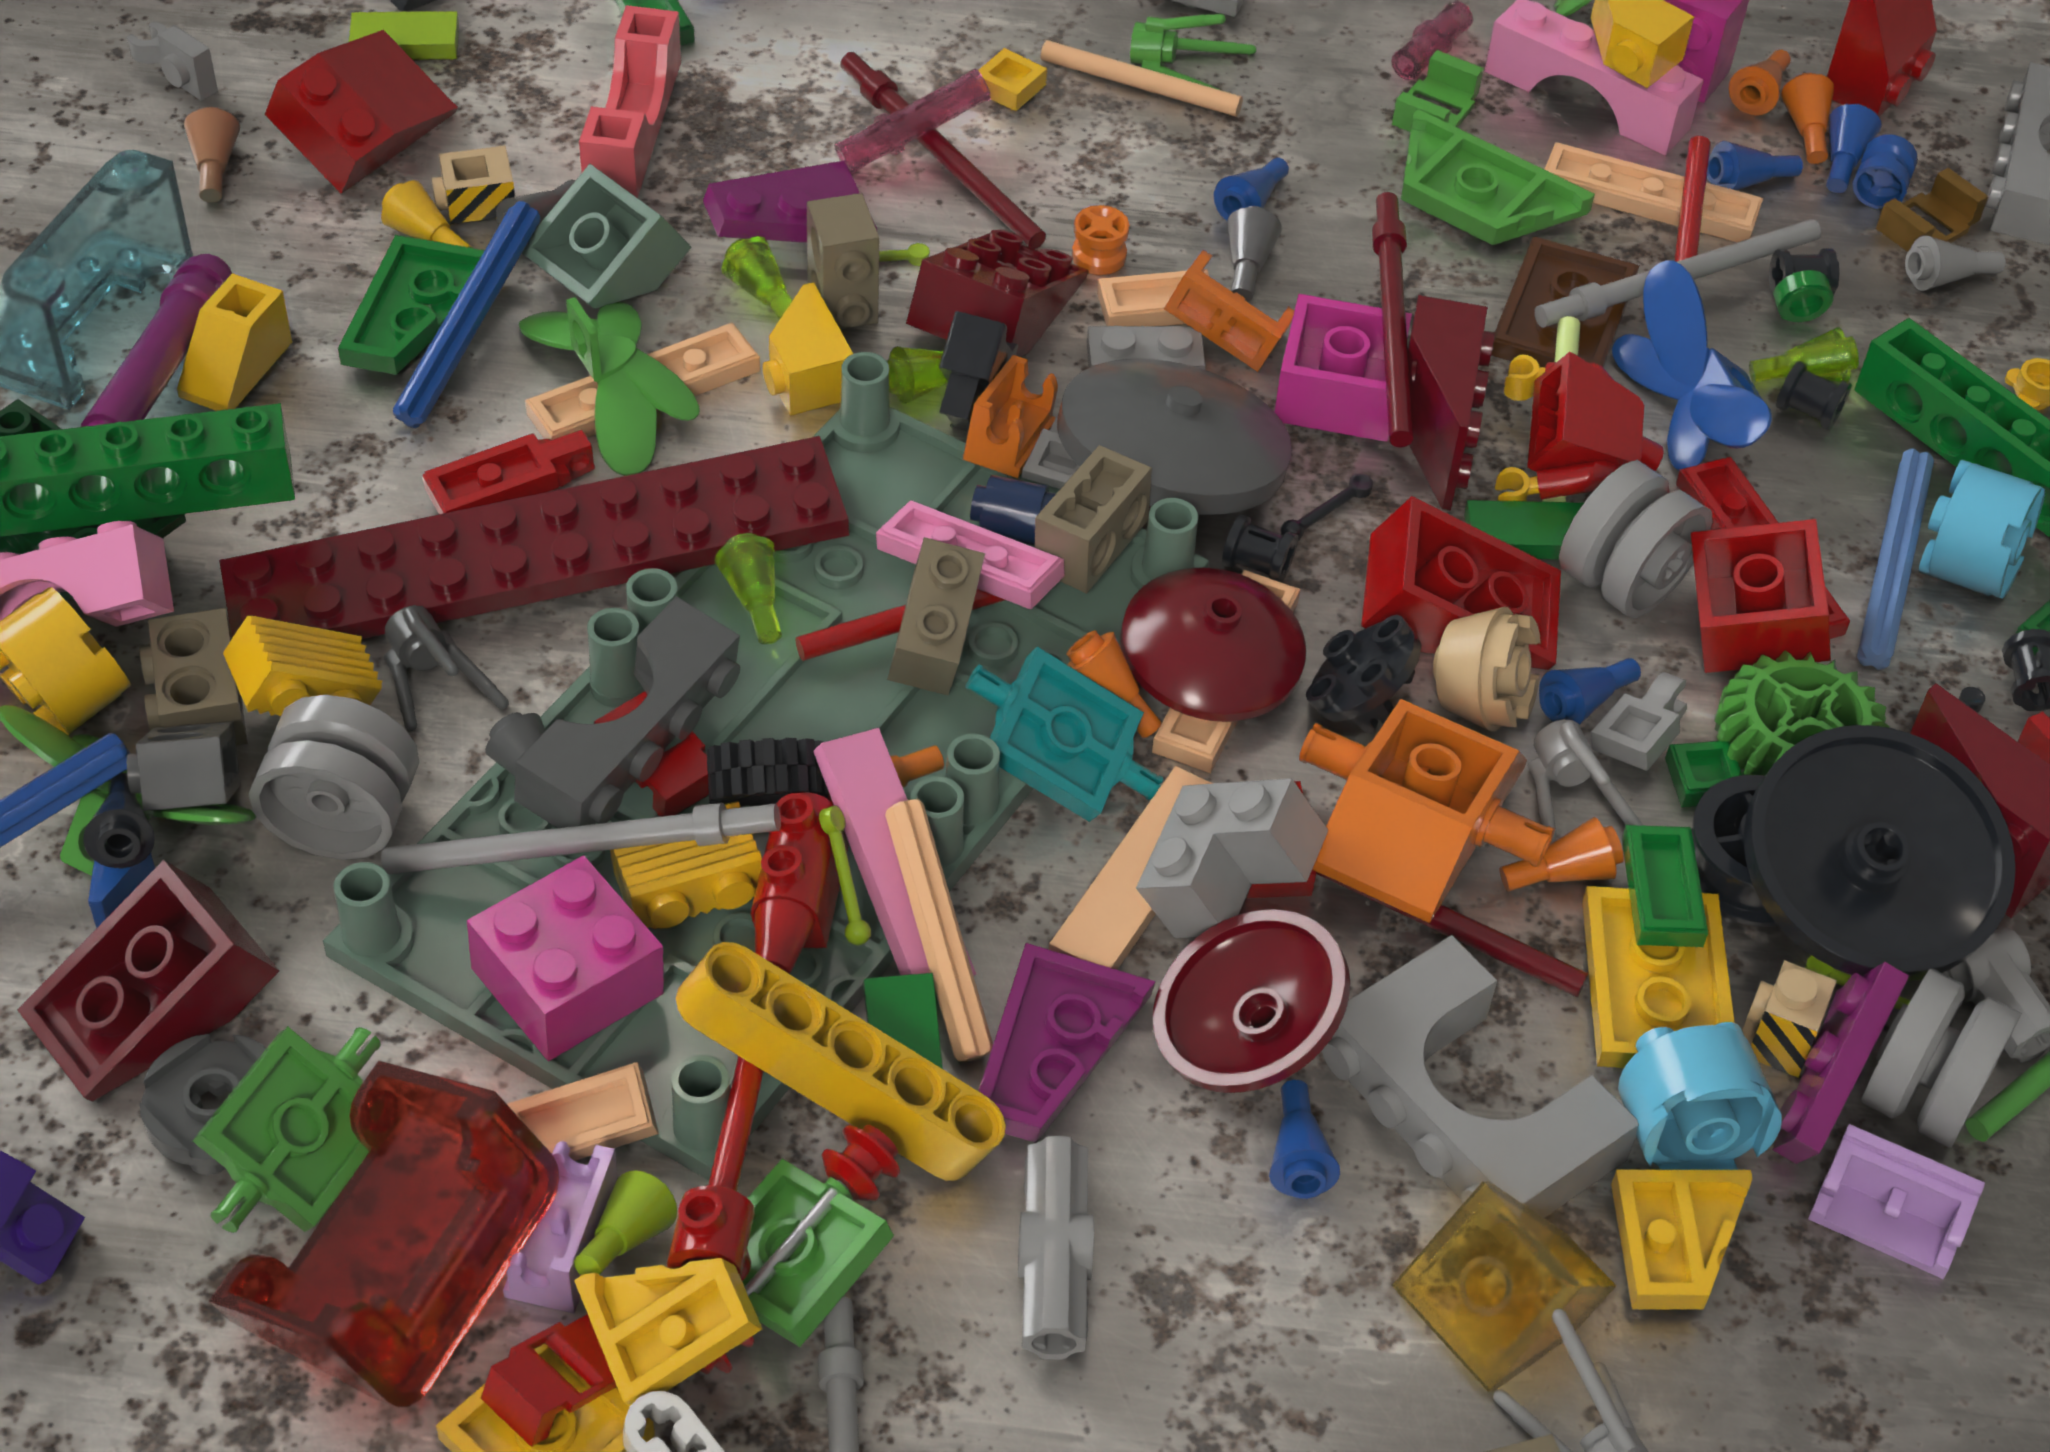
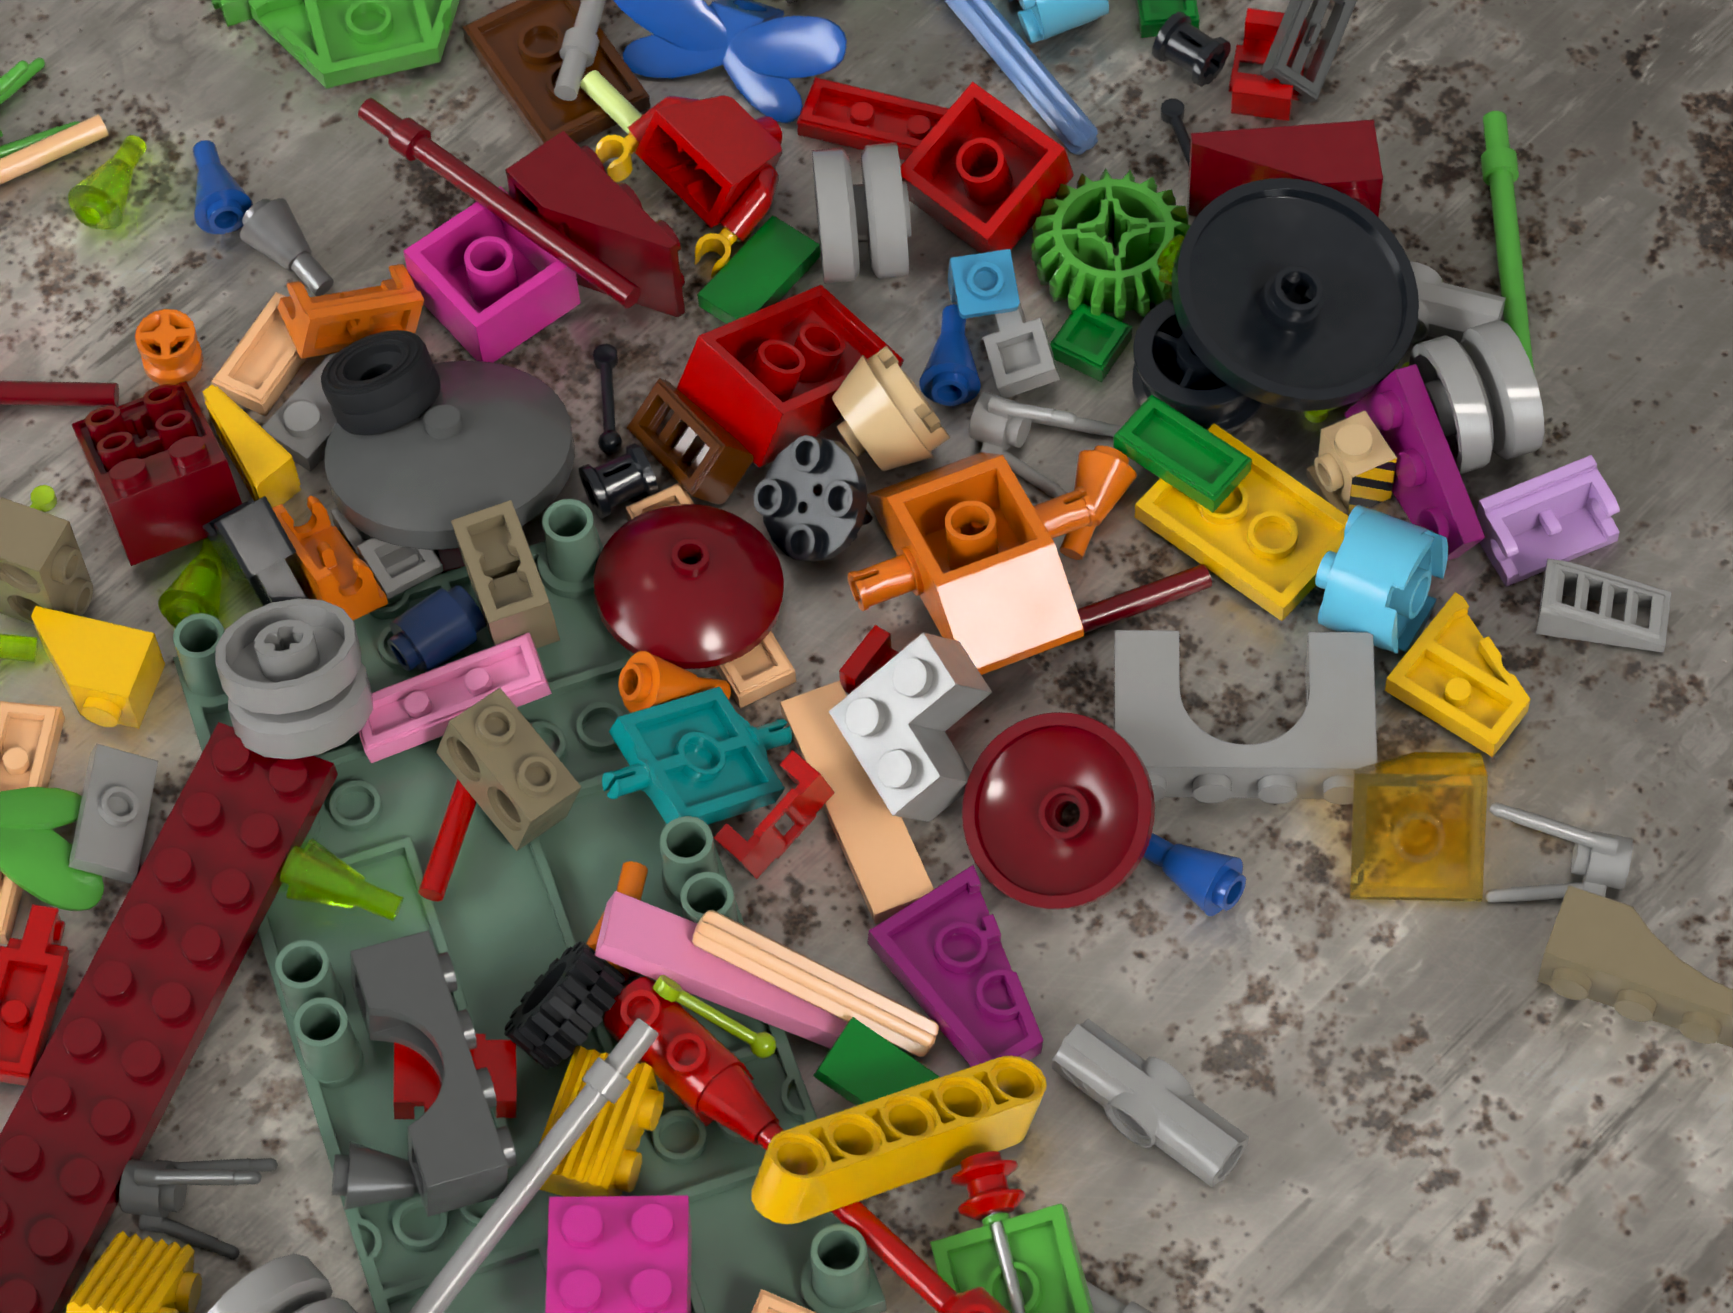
camera: 45 degrees left, 10 degrees up
(702, 430) = (113, 813): none -> light grey plate
(883, 441) = (294, 678): none -> light grey wheel
(1058, 334) = (257, 456): none -> yellow slope
(1099, 823) = (799, 805): none -> red piece
(1180, 349) = (380, 382): none -> black tyre
(1183, 134) = (103, 194): none -> clear neon green cone
(1335, 575) = (719, 462): none -> reddish brown slope
(1668, 658) = (983, 284): none -> dark azure bracket
(1865, 1266) = (1579, 624): none -> light grey slope

